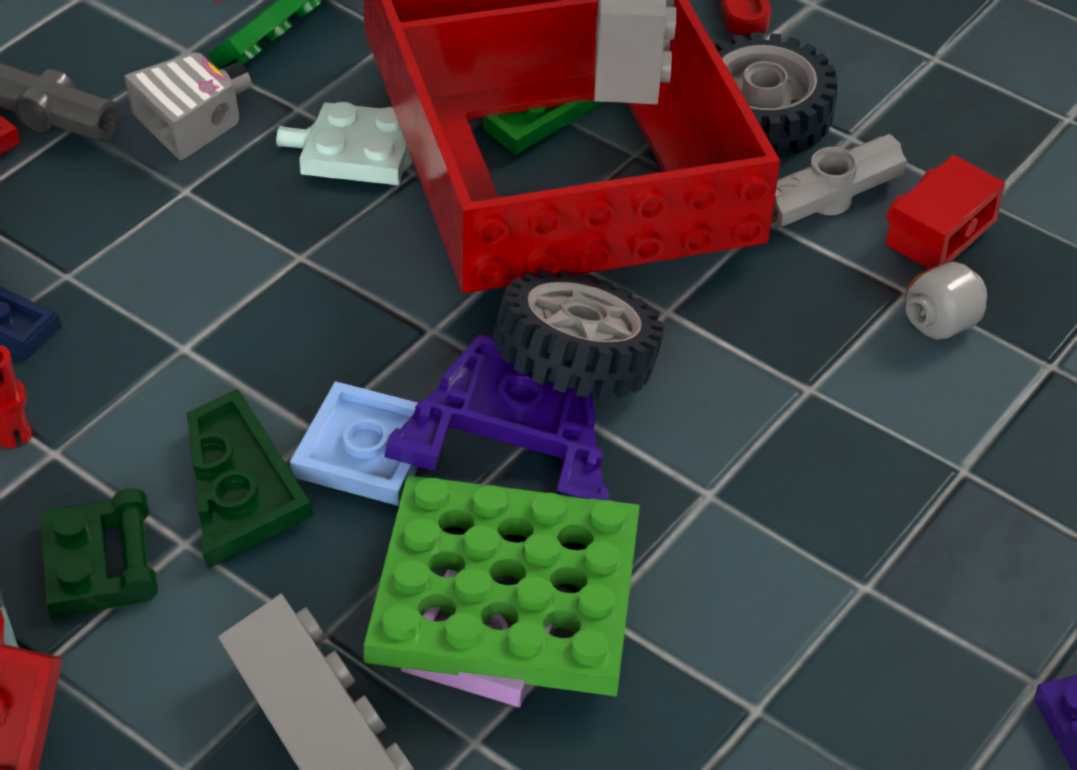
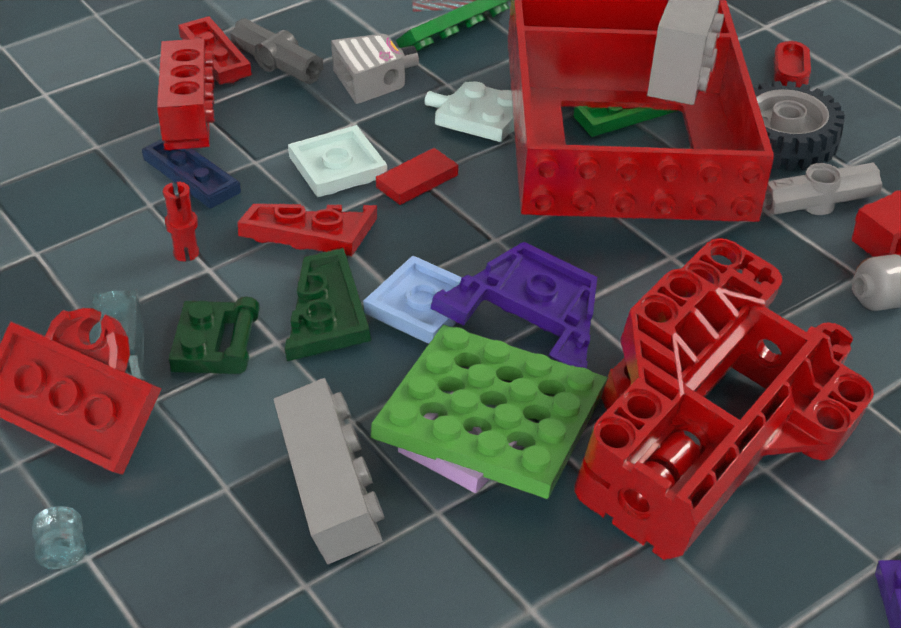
camera: 15 degrees right, 5 degrees down
(185, 256) = (337, 160): none -> light aqua plate
(188, 366) = (304, 229): none -> red wing
(300, 257) = (416, 176): none -> red tile
(578, 334) = (595, 253): black wheel -> none
(711, 527) = (675, 353): none -> red connector

